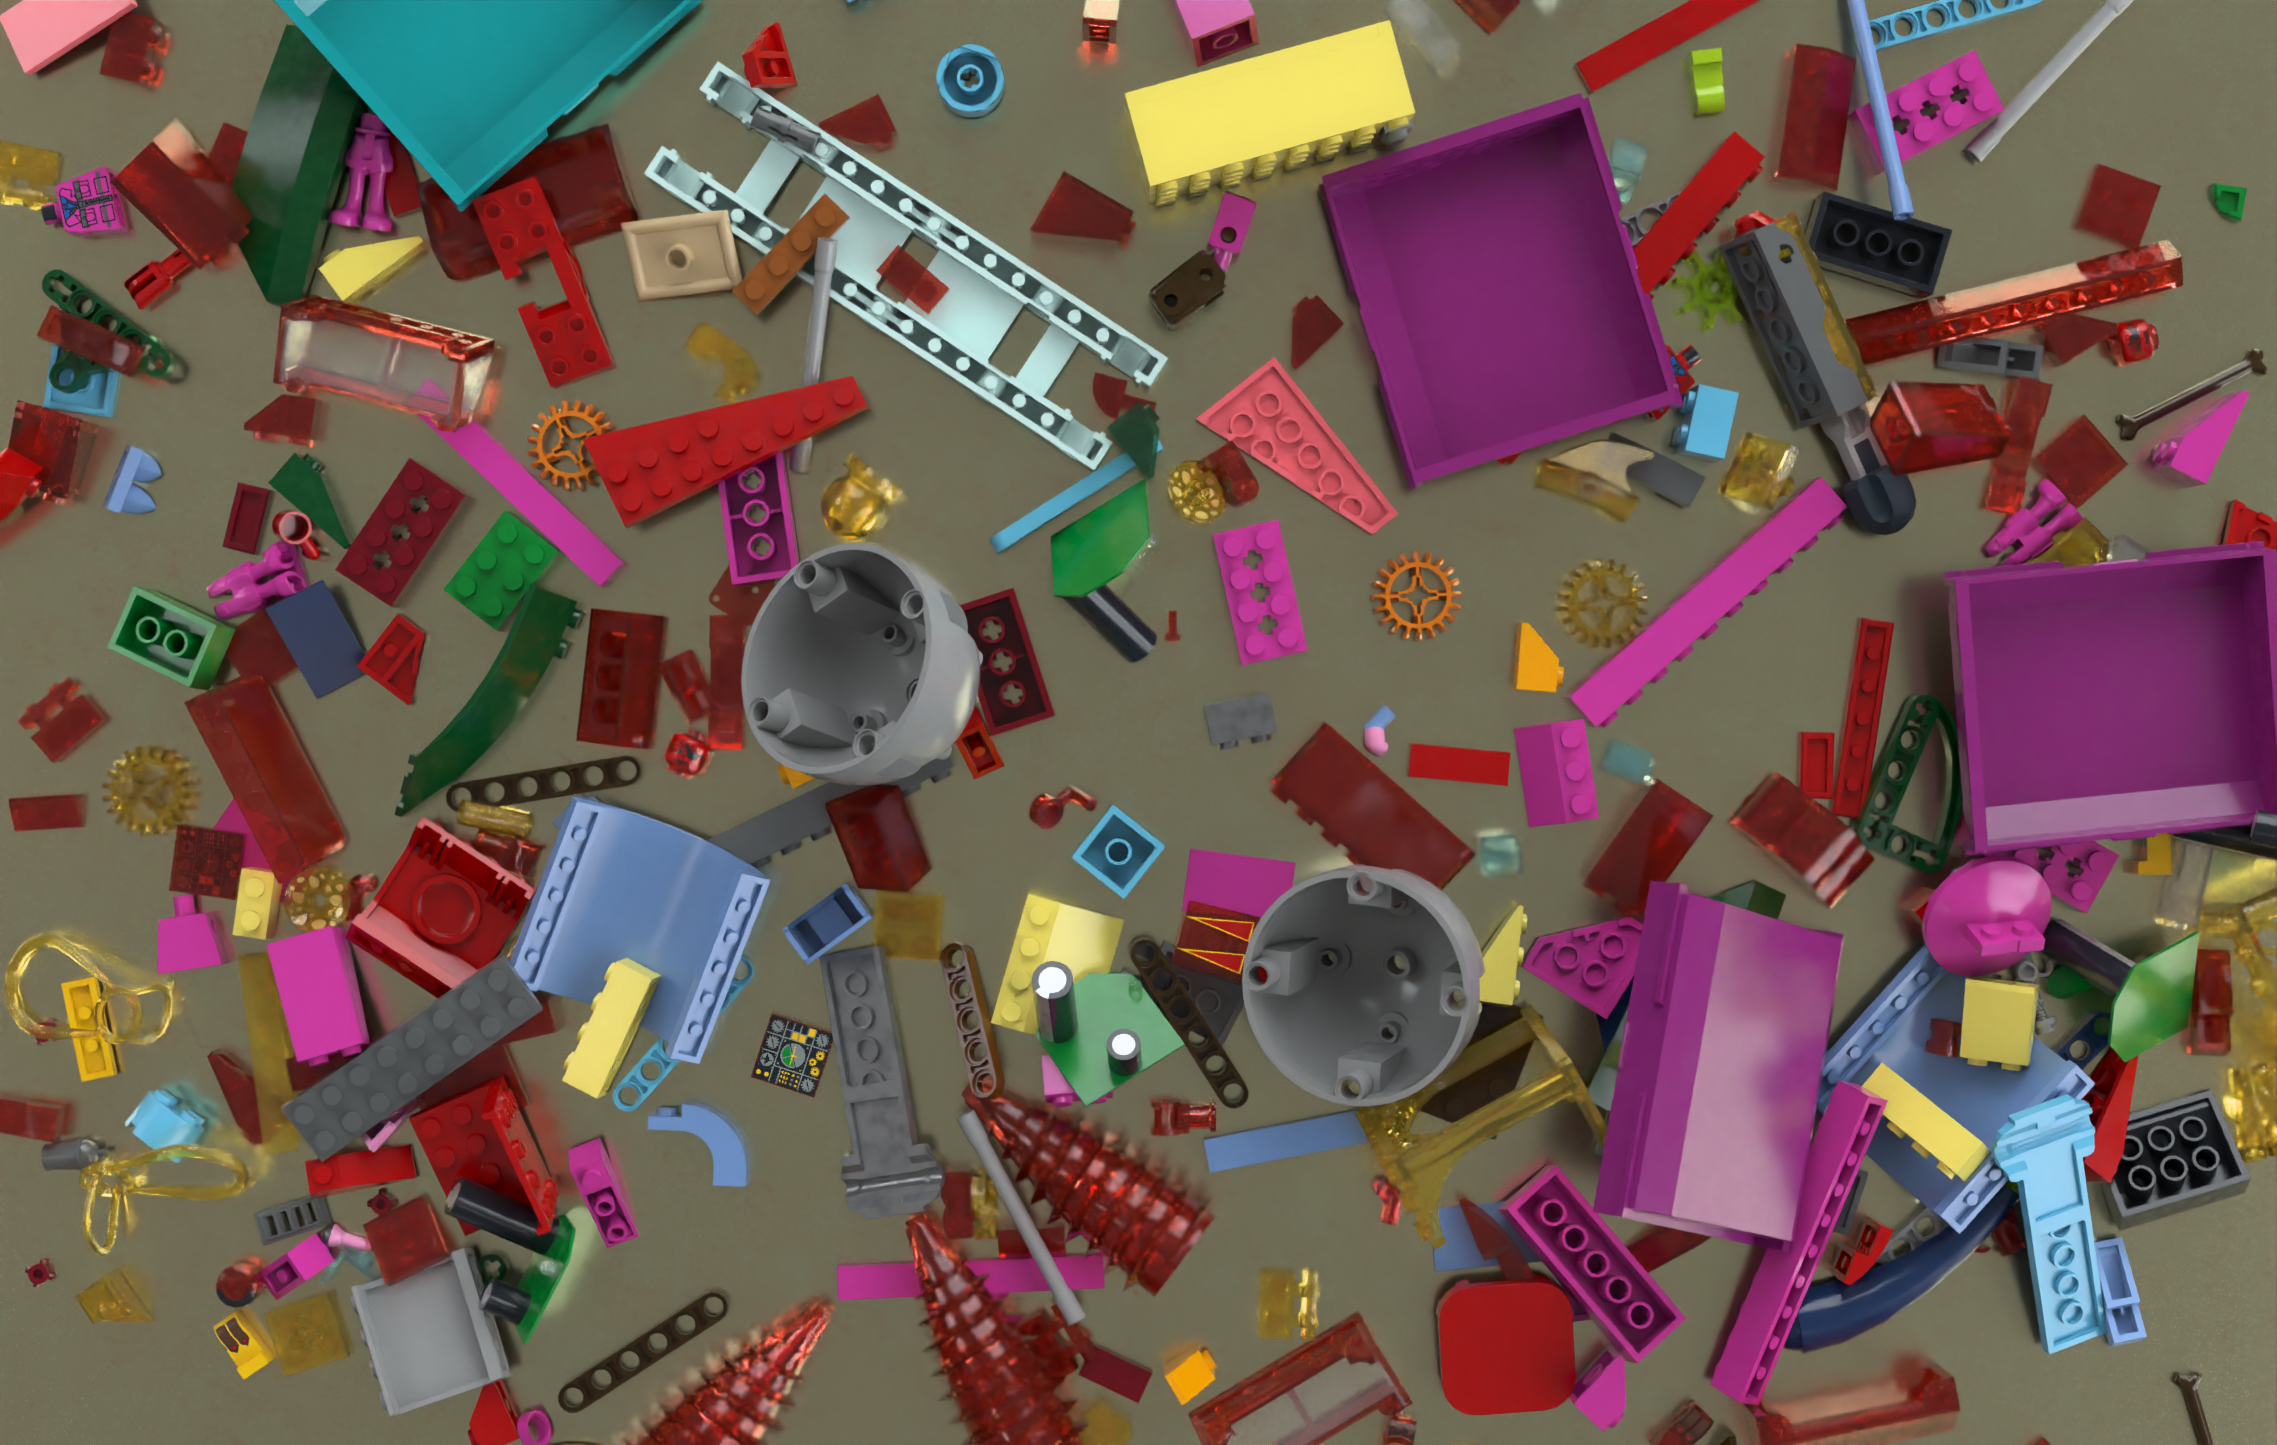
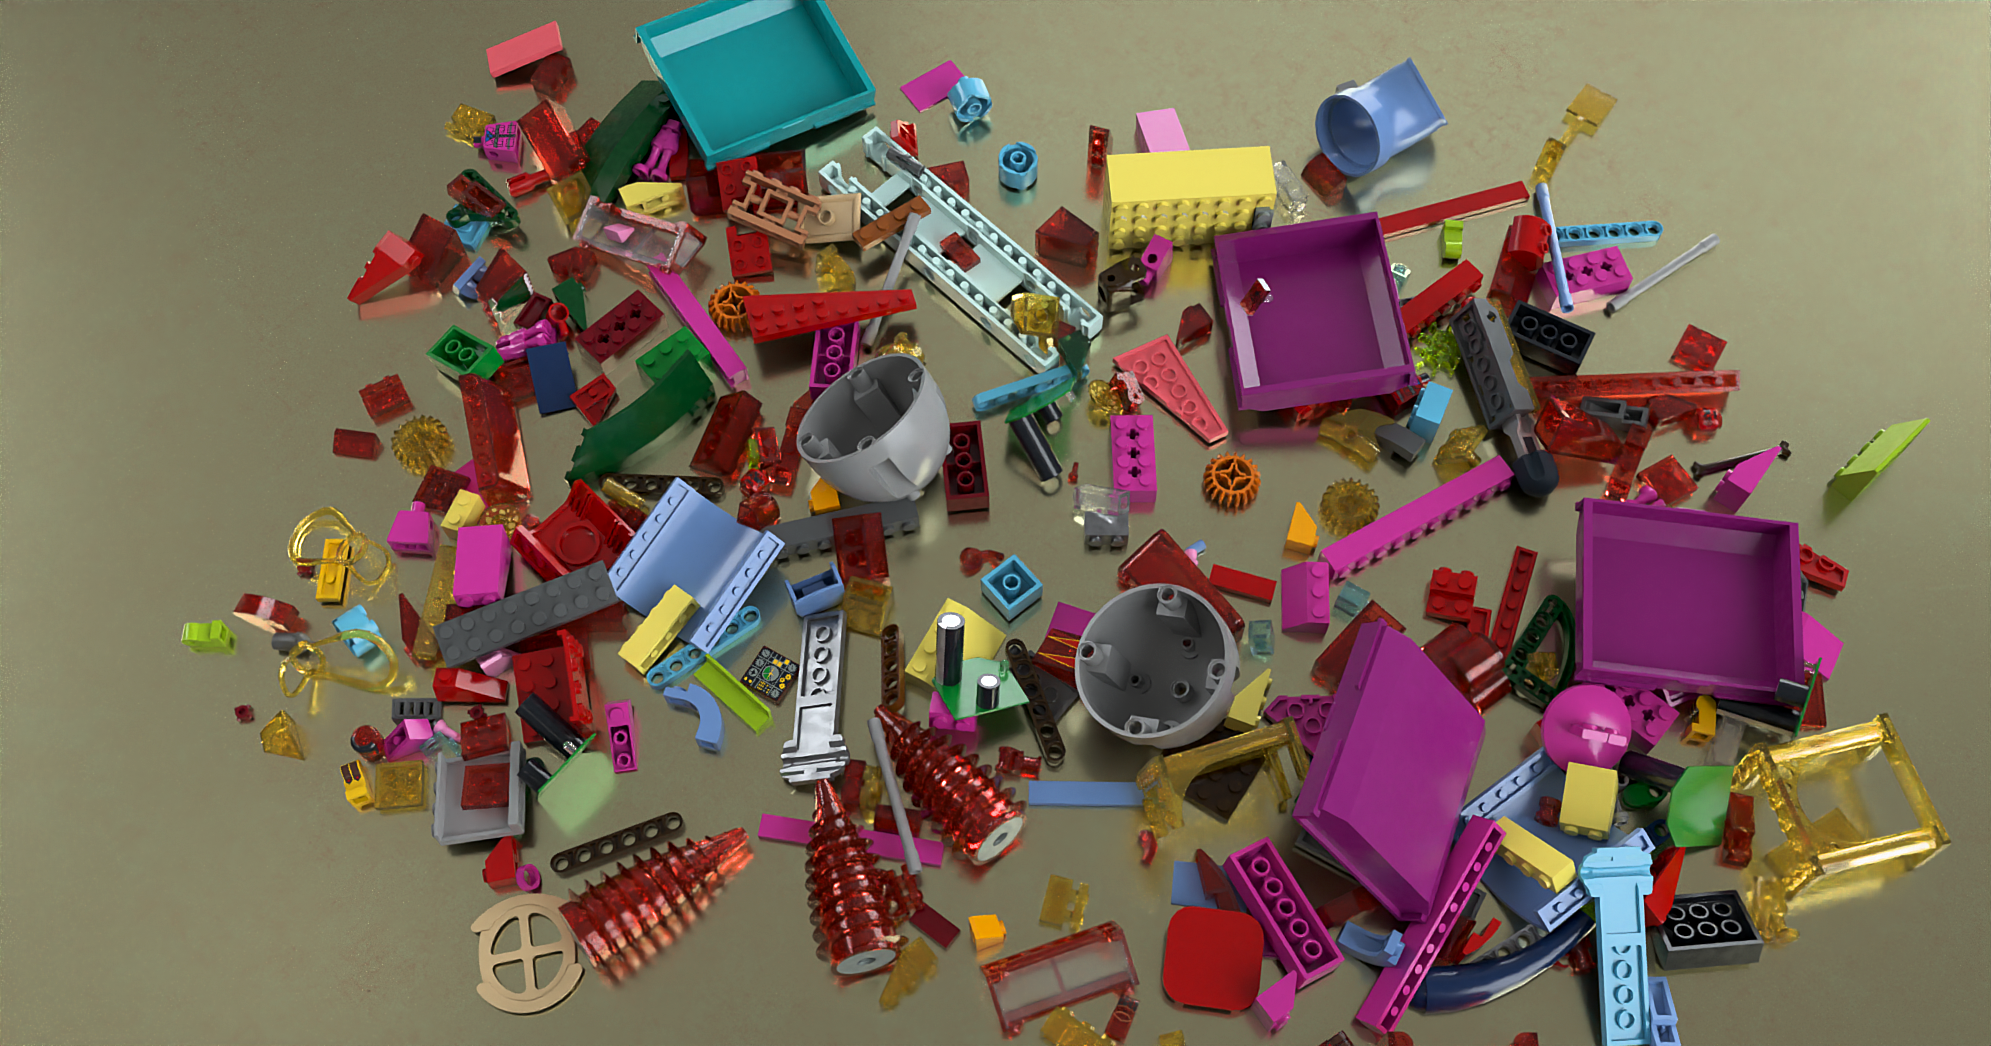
camera: 10 degrees right, 25 degrees down
(189, 494) = (503, 287): none -> clear red slope
(242, 300) = (570, 196): none -> clear yellow slope
(344, 349) = (618, 232): none -> bright pink slope
(437, 1323) = (486, 786): none -> clear red plate
(589, 299) = (769, 224): none -> nougat fence
(670, 703) = (752, 453): none -> clear neon green tile
(709, 808) = (758, 510): none -> clear red brick
(747, 1100) = (733, 694): none -> lime panel
(978, 747) = (935, 508): red slope -> none
(1062, 385) = (1036, 314): none -> clear yellow slope
(1226, 682) = (1101, 499): none -> clear brick
(1410, 305) = (1255, 297): none -> clear red piece
(1716, 1285) = (1370, 947): none -> medium blue arch
(1773, 724) = (1452, 594): none -> red plate
(1832, 80) = (1529, 240): none -> red brick
(1834, 1249) = (1456, 938): none -> clear red tile
(1919, 809) = (1545, 664): none -> clear yellow piece
(2228, 200) = (1769, 358): green tile -> none

